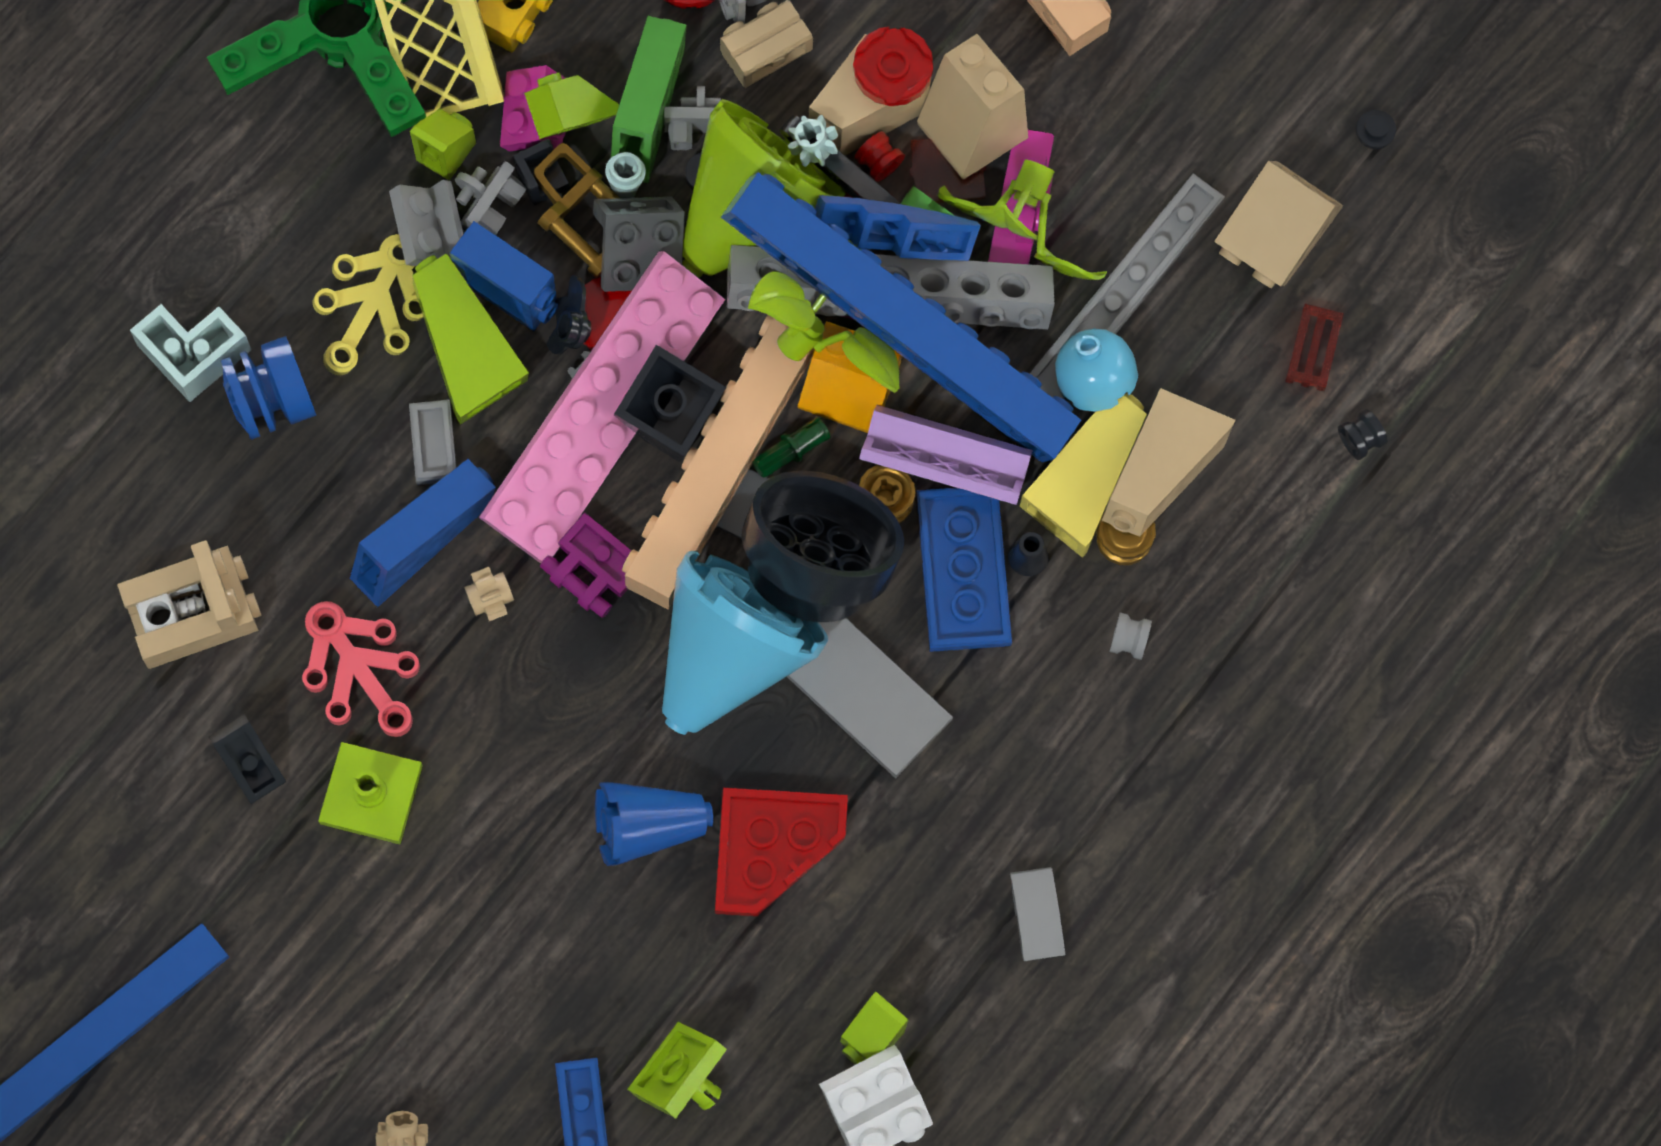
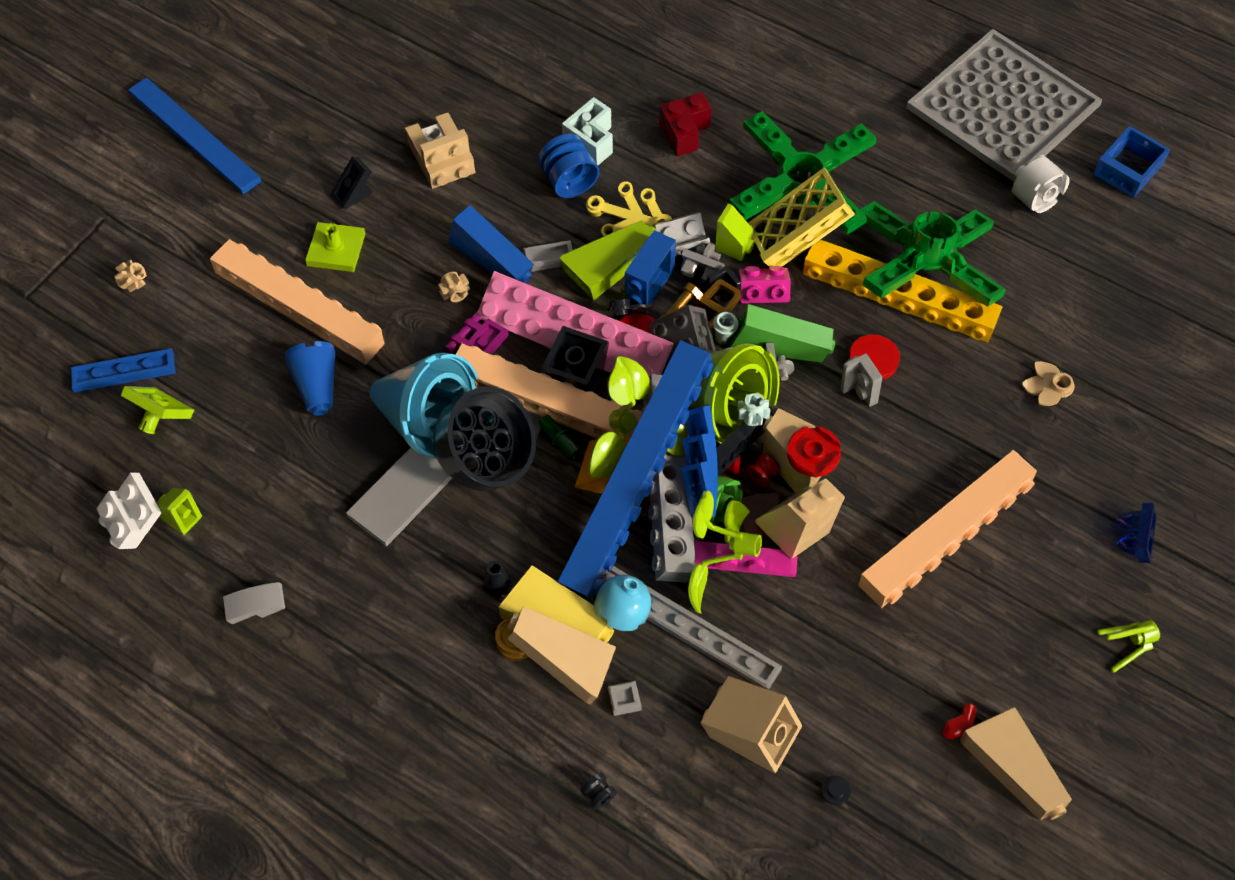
camera: 90 degrees right, 15 degrees down
(185, 202) = (683, 120): none -> dark red brick
(356, 663) = (431, 217): coral plant -> none
(483, 854) = (298, 301): none -> light nougat brick
(567, 104) = (763, 286): lime slope -> none
(765, 42) = (830, 399): tan brick -> none
(772, 843) = (302, 447): red plate -> none
(892, 488) = (532, 493): pearl gold wheel -> none
(946, 454) = (561, 525): lavender fence -> none
(963, 570) = (473, 544): blue tile -> none
(1130, 636) = (442, 645): light grey wheel -> none
(1223, 391) = (624, 698): none -> light grey tile
(1306, 378) = (662, 768): clear red tile -> none

